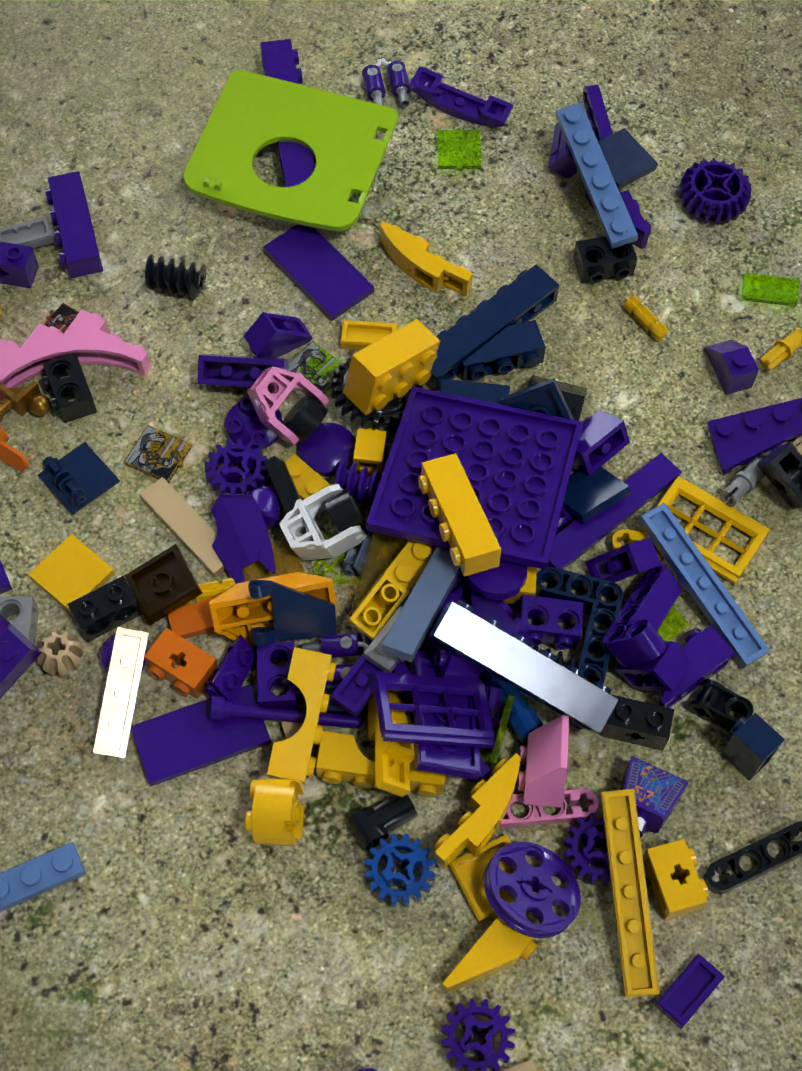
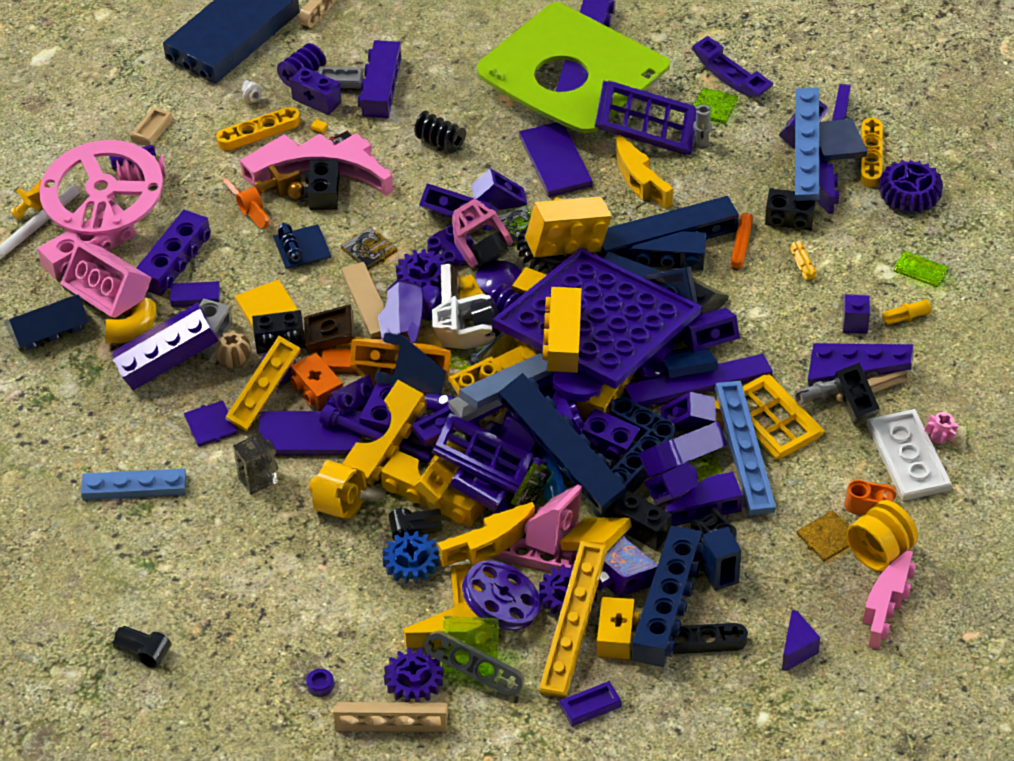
camera: 25 degrees right, 15 degrees down
(27, 307) = (319, 126): none -> yellow piece
(73, 763) = (209, 423): none -> dark purple piece
(162, 810) = (255, 463): none -> clear smoke brick
(356, 199) = (605, 106): none -> dark purple piece
(397, 77) = (668, 40): dark purple piece -> none
(468, 183) = (702, 136): none -> light grey pin
(528, 973) = (477, 632): none -> clear neon green tile
(542, 1002) = (471, 668): none -> dark grey beam
(570, 315) = (741, 240): none -> orange axle
(599, 763) = (596, 530): none -> yellow tile
(653, 179) = (873, 152): none -> yellow beam
(724, 896) = (667, 597): none -> dark blue brick

